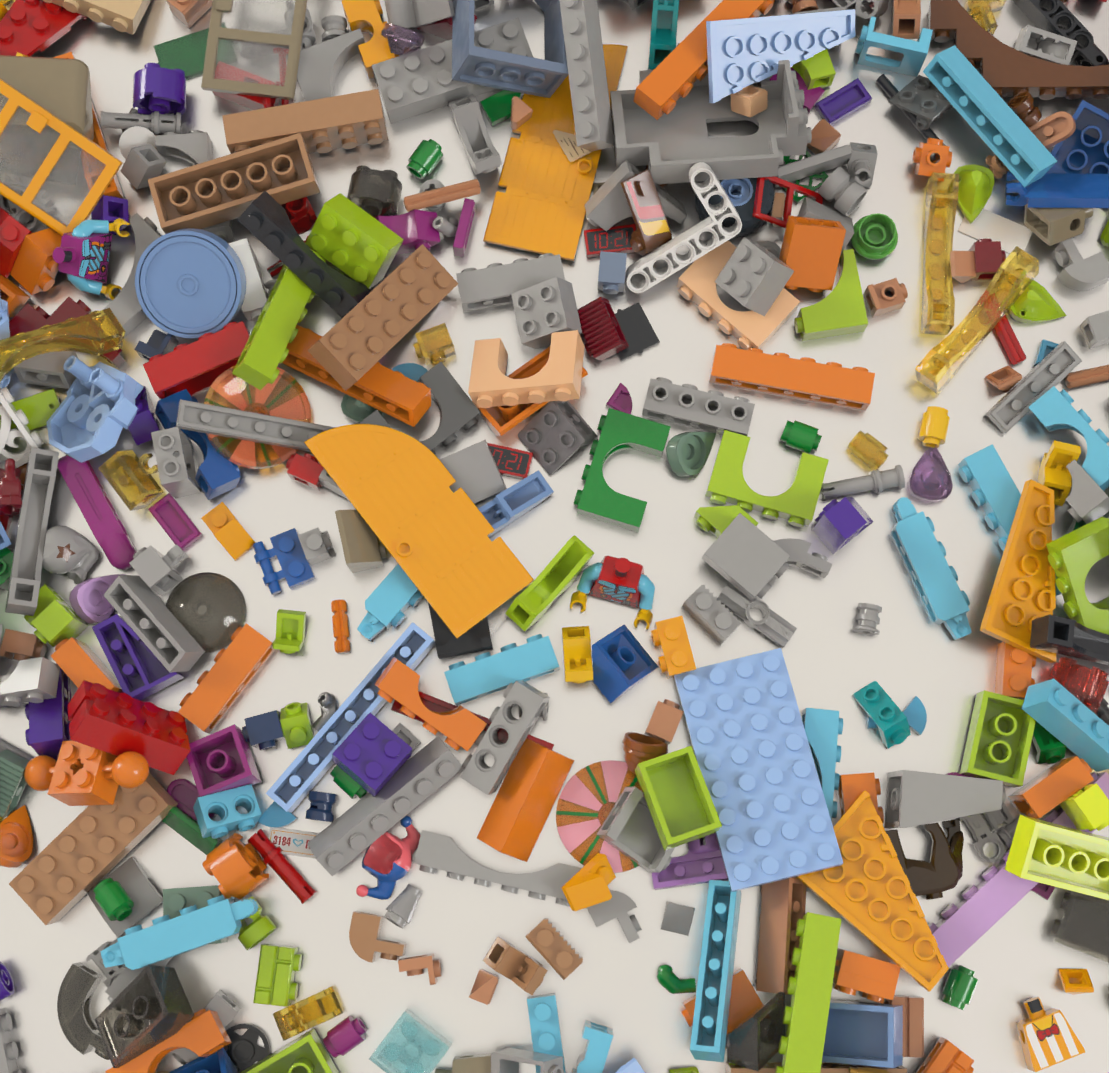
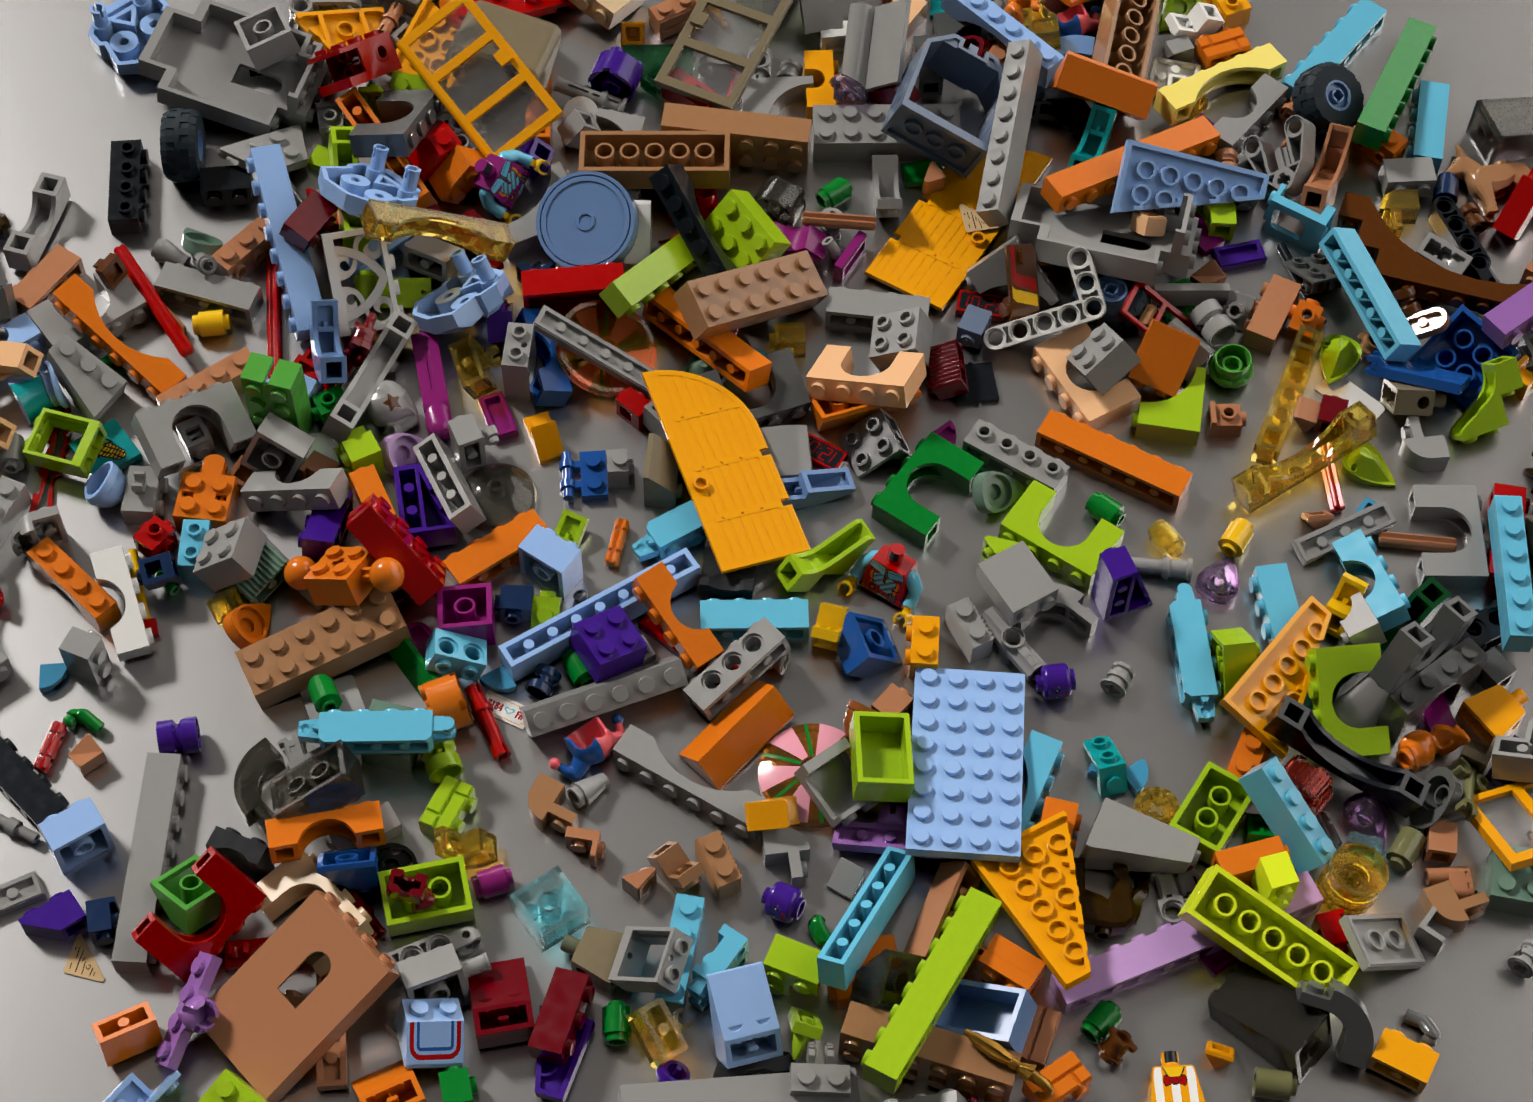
camera: 15 degrees right, 20 degrees down
(159, 30) = (633, 33): none -> light orange slope
(194, 80) = (647, 81): none -> clear green slope
(283, 676) = (550, 561): none -> light blue brick
(628, 966) = (783, 902): none -> dark purple head
(663, 1041) = (791, 966): none -> lime brick
(810, 643) = (1055, 681): none -> dark purple head
(895, 161) = (1270, 313): none -> nougat brick
(956, 743) = (1159, 797): none -> clear yellow gear
(973, 563) = (1234, 654): none -> lime brick
(981, 1009) = (1116, 1046): none -> reddish brown brick

